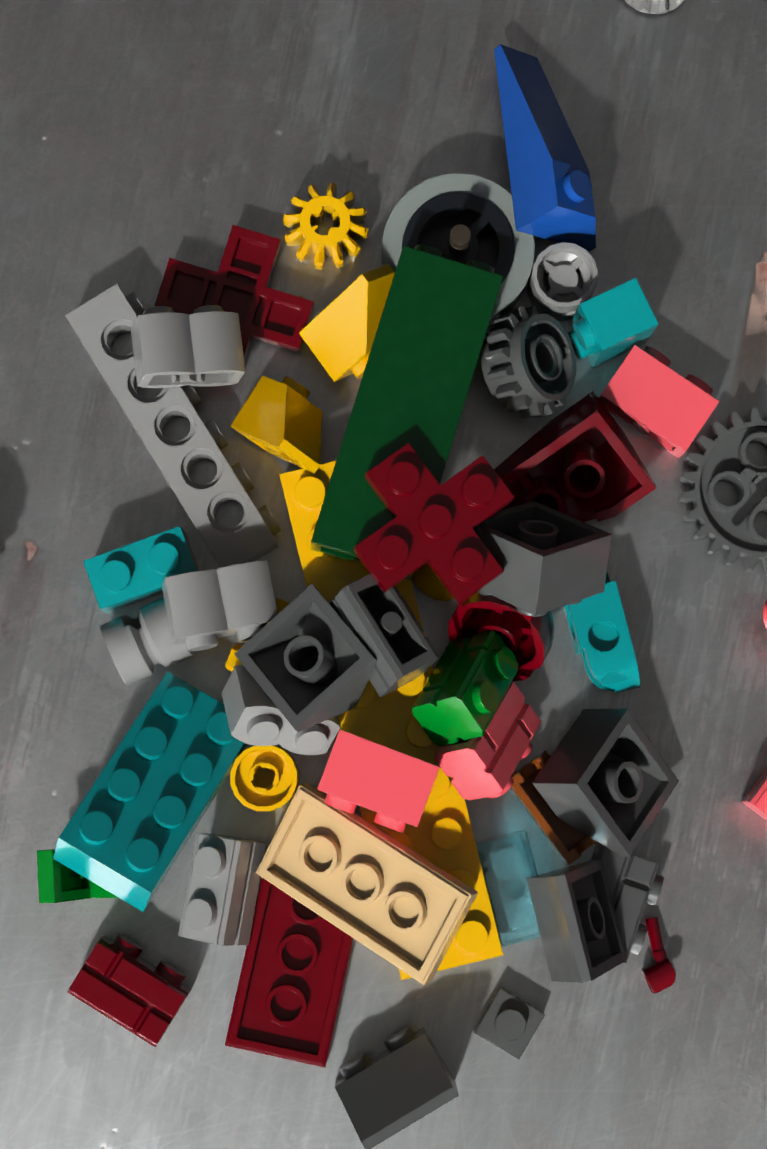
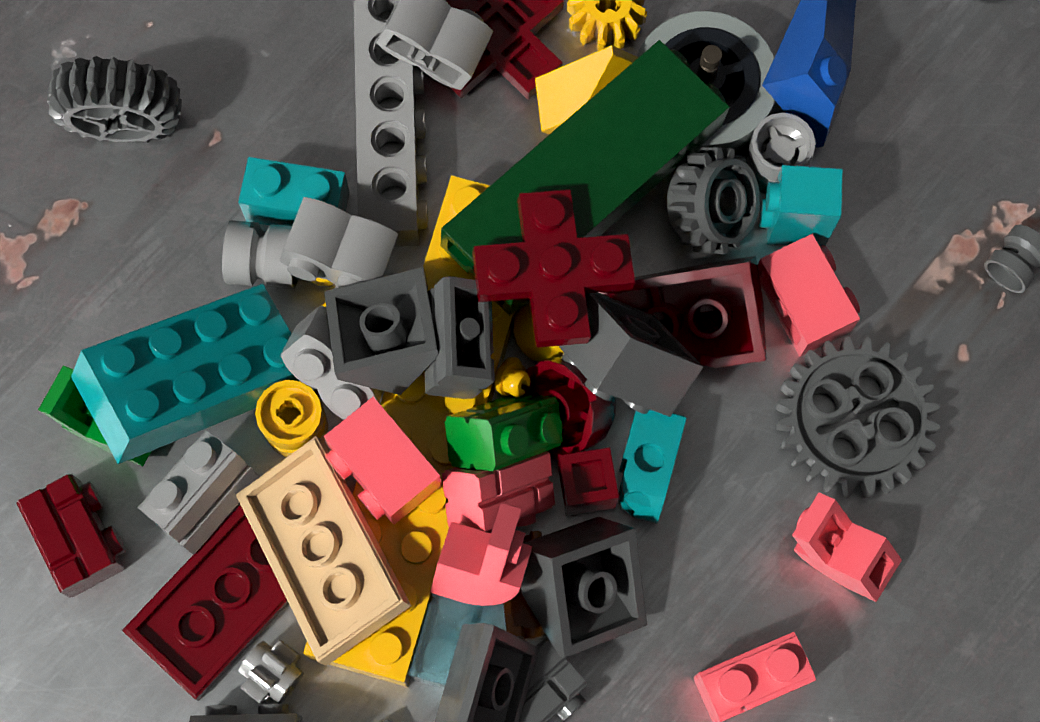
camera: 30 degrees right, 10 degrees down
(282, 422) = (479, 139): yellow slope -> none
(378, 1008) = (271, 672): none -> light grey gear
(441, 630) = (510, 377): none -> yellow arm
(518, 819) = (483, 565): none -> coral brick
(559, 686) = (588, 481): none -> dark red brick

